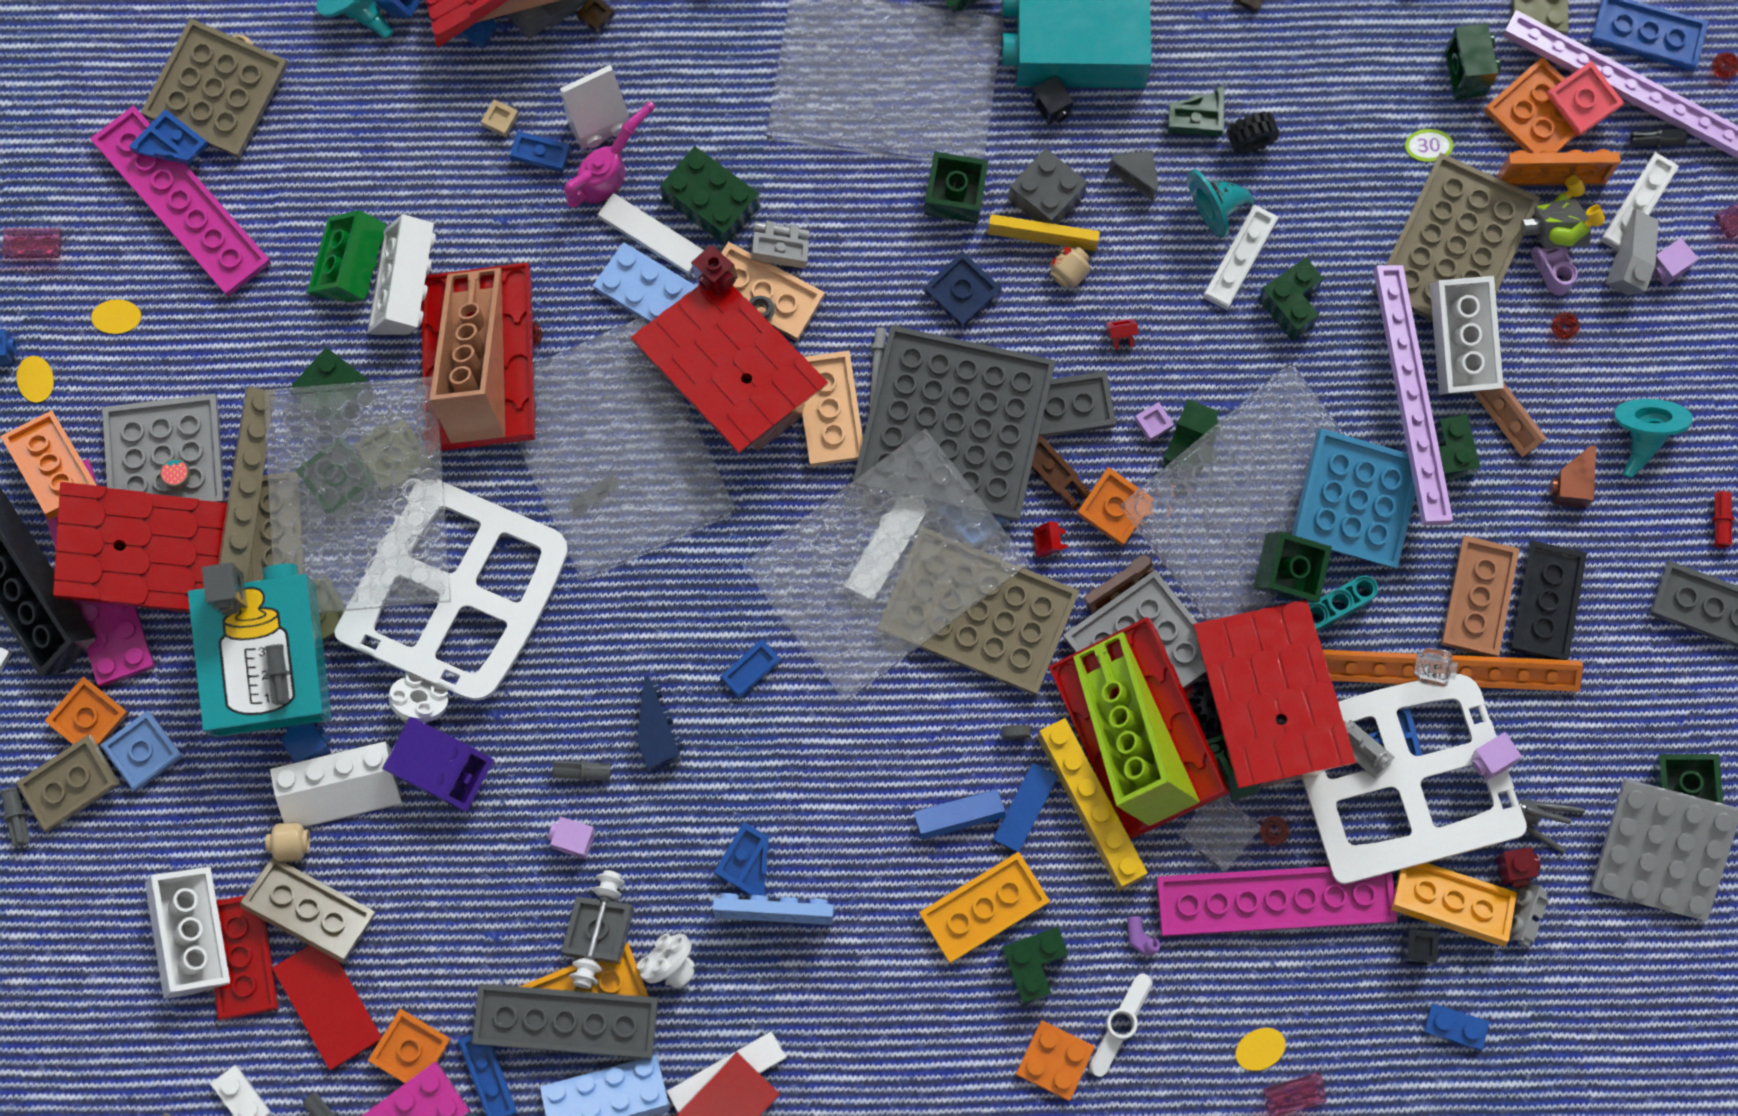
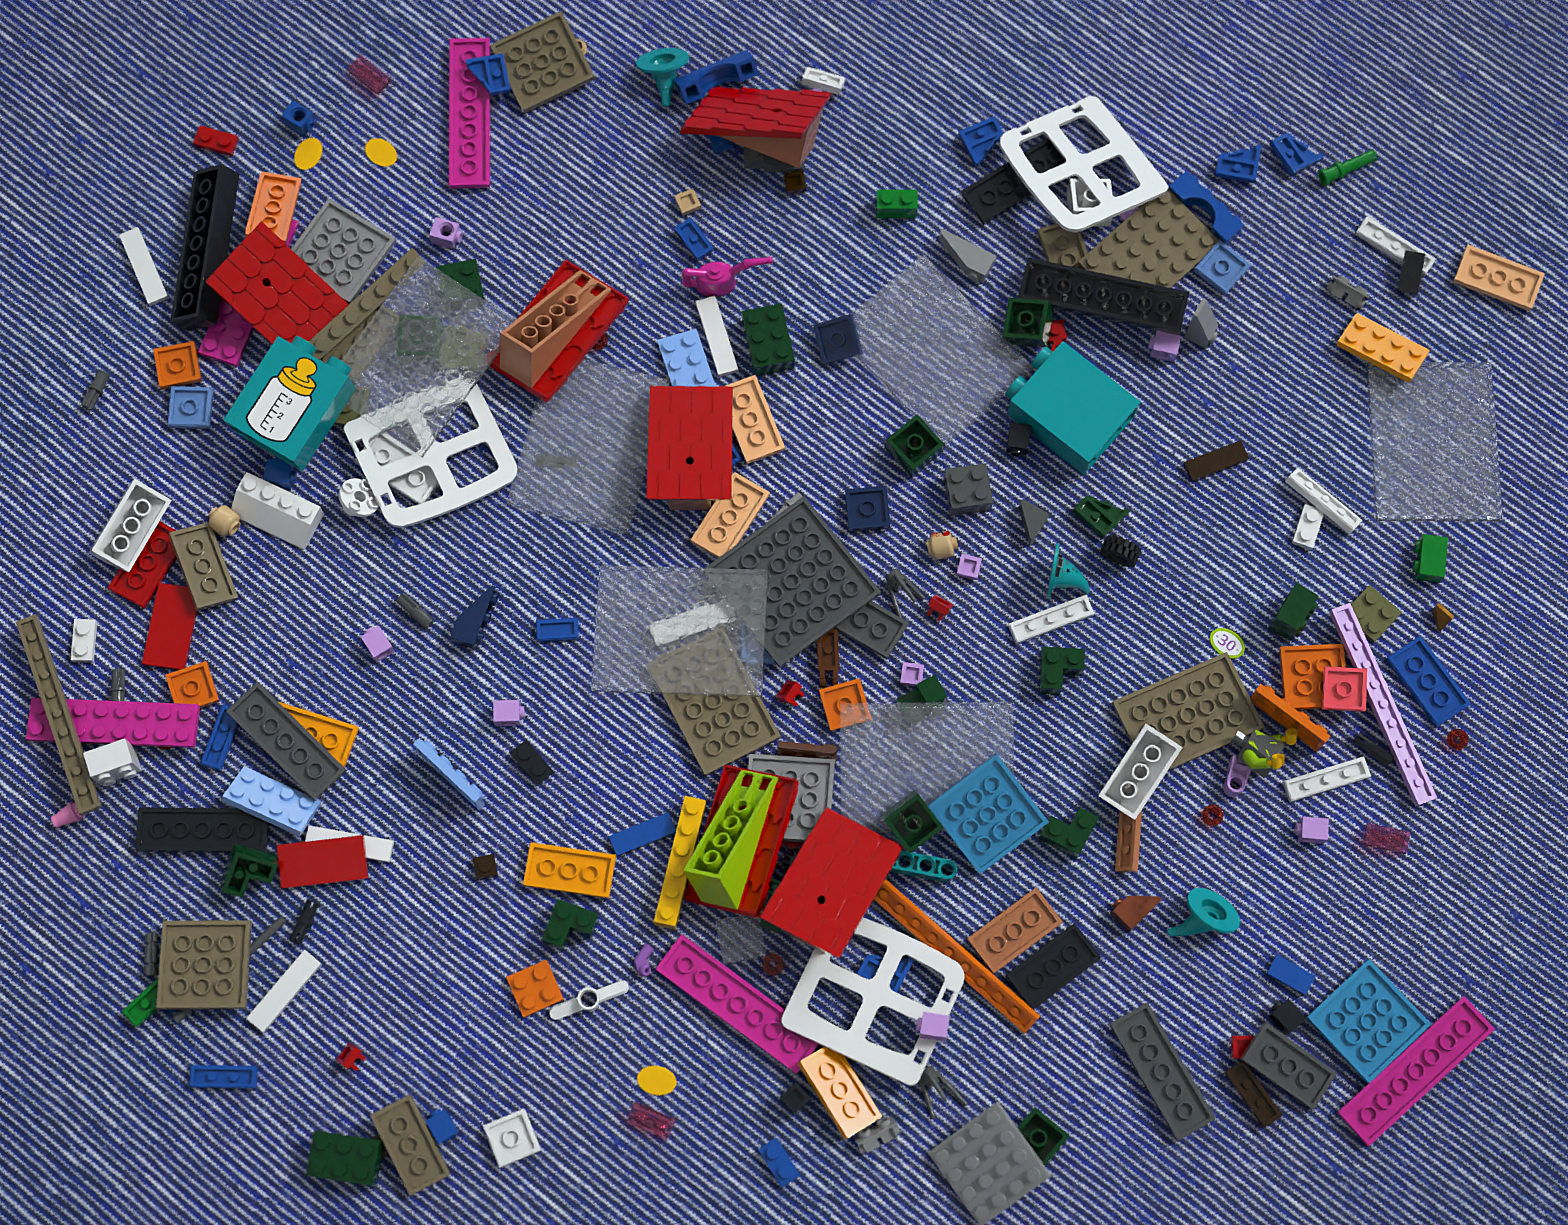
camera: 40 degrees right, 0 degrees up
(67, 783) = (137, 393): dark tan tile -> none
(175, 473) = (335, 266): tile -> none
(224, 588) = (294, 349): dark grey brick -> none
(255, 341) = (441, 226): none -> lavender brick
(277, 674) = (286, 420): dark grey axle -> none
(347, 257) = (533, 216): green slope -> none
(401, 277) = (553, 251): white slope -> none
(438, 764) = (337, 542): dark purple slope -> none
(466, 638) = (415, 485): none -> white tile
(594, 107) = (742, 236): white slope -> none
(597, 930) = (346, 705): dark grey plate -> none
(668, 961) = (369, 755): white plate -> none
(714, 270) = (727, 384): dark red brick -> none
(746, 861) = (460, 735): blue wing -> none
(765, 302) = (743, 424): dark grey plate -> none
(776, 797) = (508, 713): none -> lavender brick
(780, 244) = (780, 402): light grey plate -> none
(783, 139) = (838, 339): none -> dark blue plate
(845, 829) = (531, 762): none -> black plate
(892, 977) = (485, 866): none -> dark brown plate
(959, 814) = (601, 807): tile -> none
(1015, 732) = (674, 787): dark grey tile -> none
(1043, 232) = (944, 512): yellow tile -> none
(1056, 338) = (898, 581): none -> dark grey plant
(1115, 267) = (969, 566): none -> lavender plate
(1367, 751) = (863, 958): light grey hinge -> none
(1412, 396) = (1074, 779): lavender plate -> none
(1435, 667) = (945, 947): clear head -> none
(1518, 867) = (895, 1102): dark red brick -> none
(1635, 255) = (1293, 806): light grey slope -> none
(1723, 519) = (1204, 1006): red axle -> none

